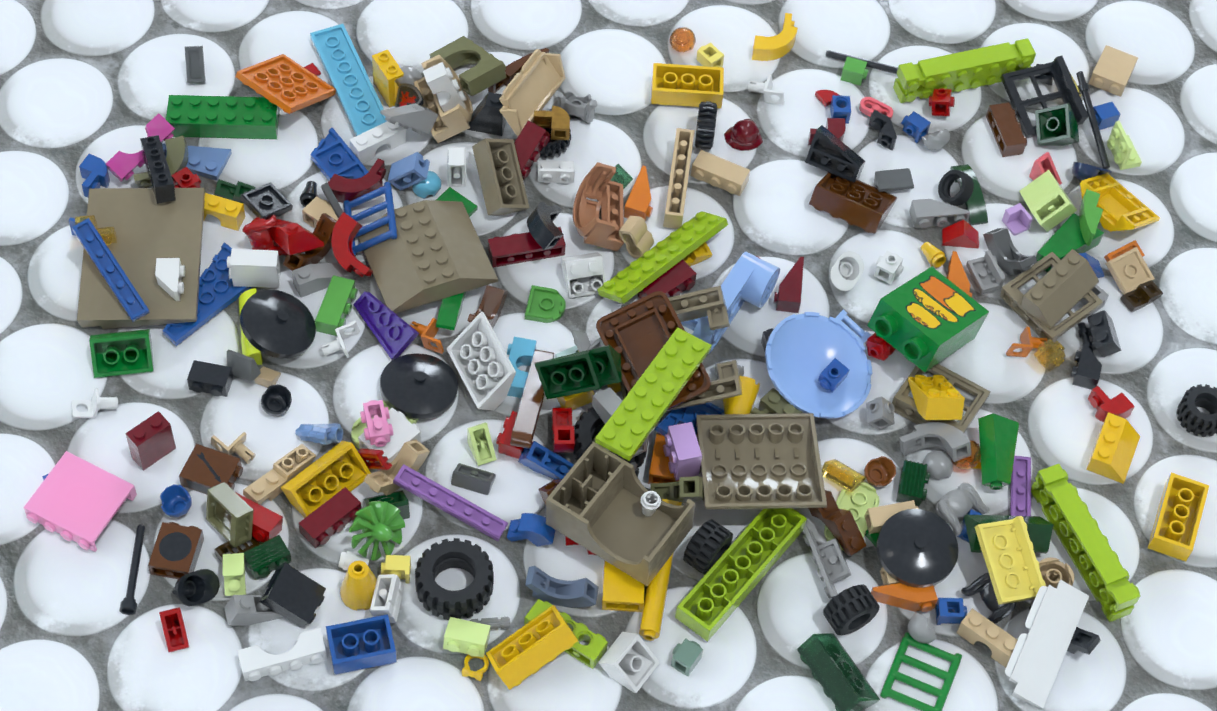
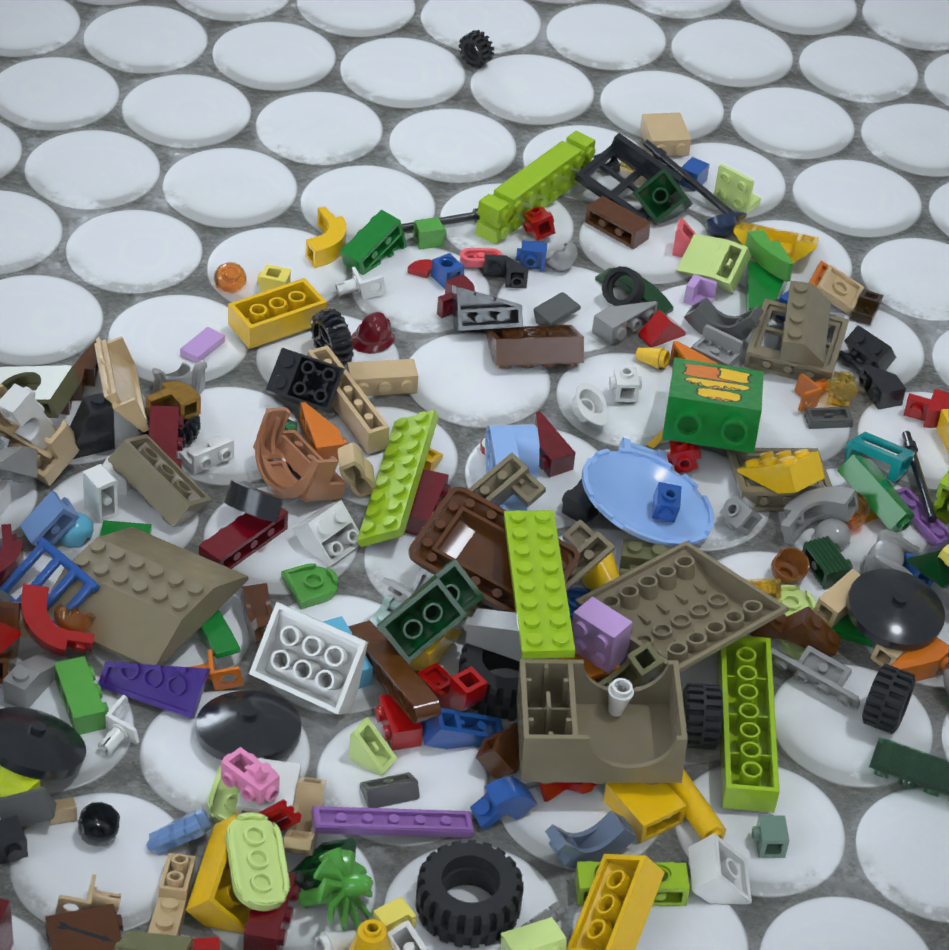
camera: 35 degrees left, 15 degrees down
(339, 481) = (257, 861): none -> yellowish green tile
(365, 250) = (73, 619): none -> clear orange hair
(621, 84) = (202, 344): none -> lavender tile
(656, 148) = (304, 379): none -> black slope
(803, 61) = (374, 242): none -> green wedge
(1023, 373) = (828, 417): none -> dark grey tile
(1029, 439) = (899, 463): none -> teal panel
(1063, 430) = (910, 444): none -> black bar

